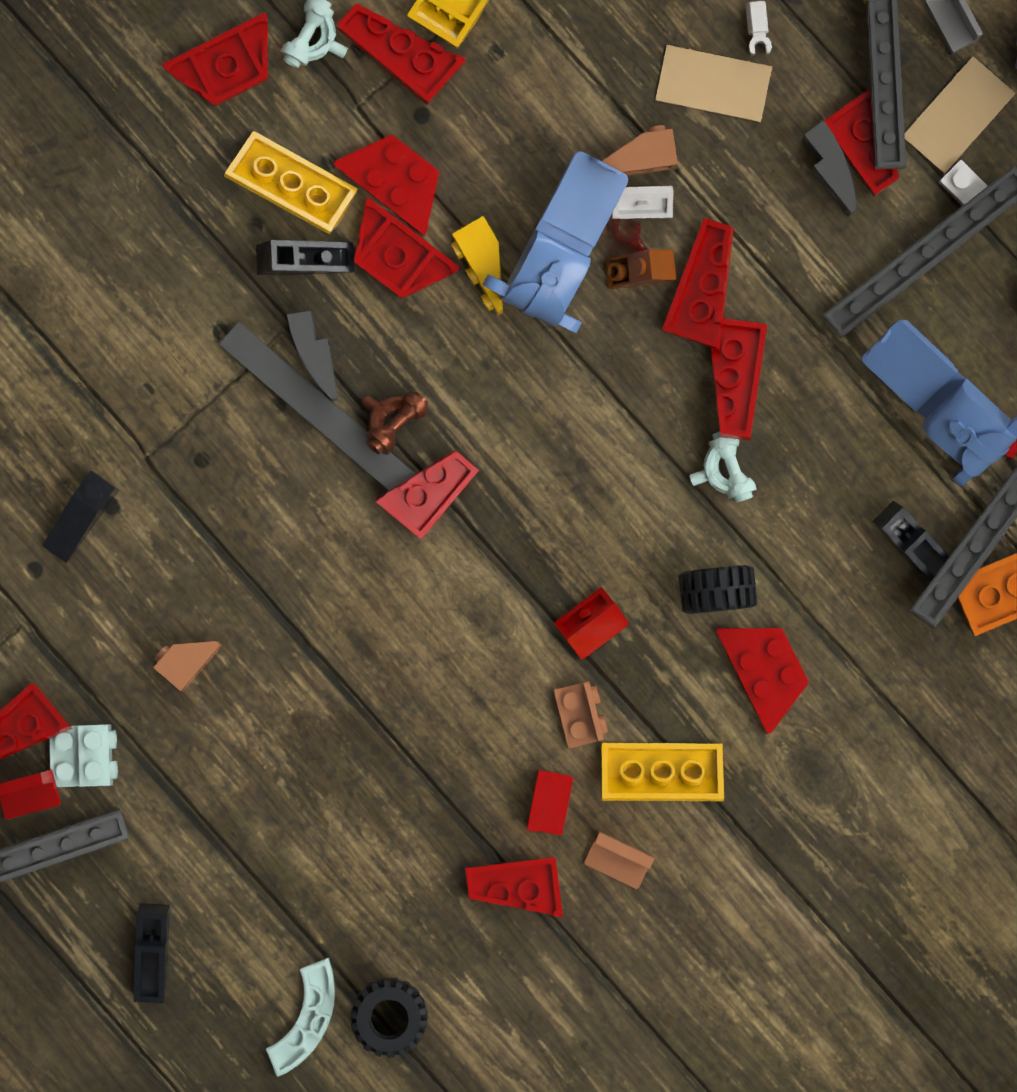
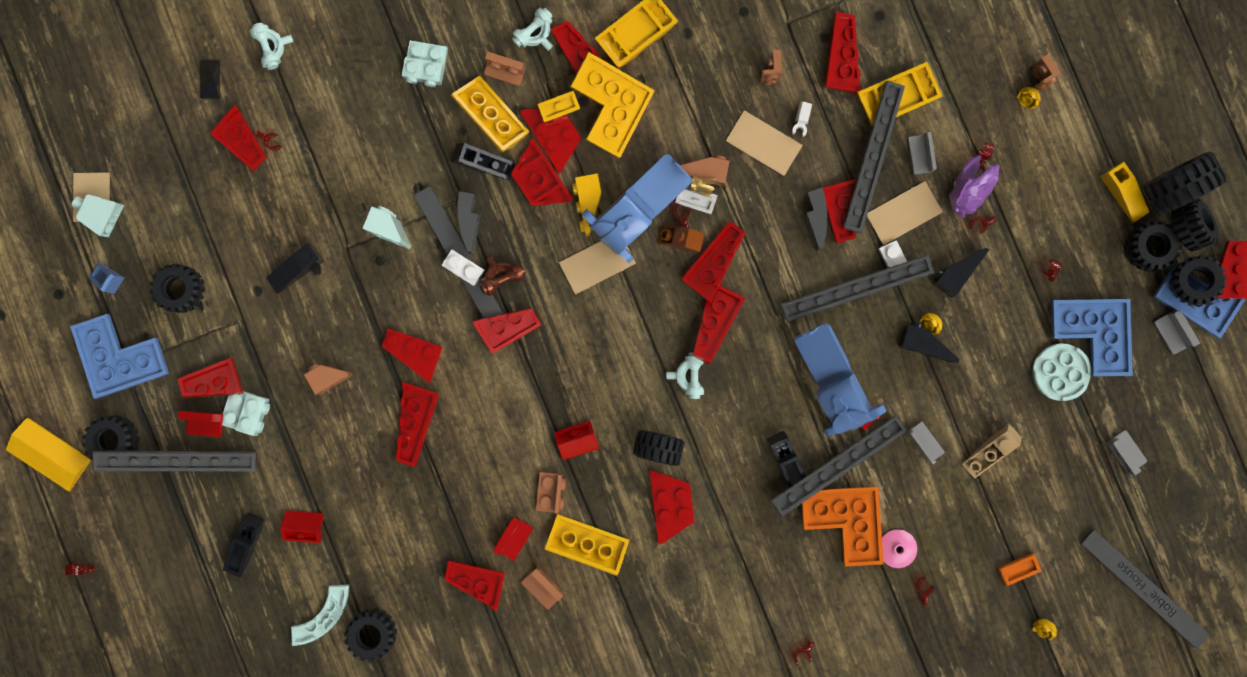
camera: 25 degrees right, 0 degrees up
(165, 141) = (424, 63): none -> light aqua plate
(199, 406) = (383, 224): none -> light aqua slope
(225, 63) = (477, 29): red wing -> none
(229, 895) = (302, 526): none -> red panel
(288, 109) = (504, 69): none -> nougat bracket
(307, 579) = (413, 352): none -> red wing
(332, 426) = (463, 267): none -> white plate
(340, 676) = (416, 414): none -> red wing
(389, 135) = (558, 106): none -> yellow panel
(481, 94) = (622, 102): none -> yellow plate
(523, 356) = (593, 266): none -> tan window
(643, 181) = (700, 185): none -> pearl gold piece

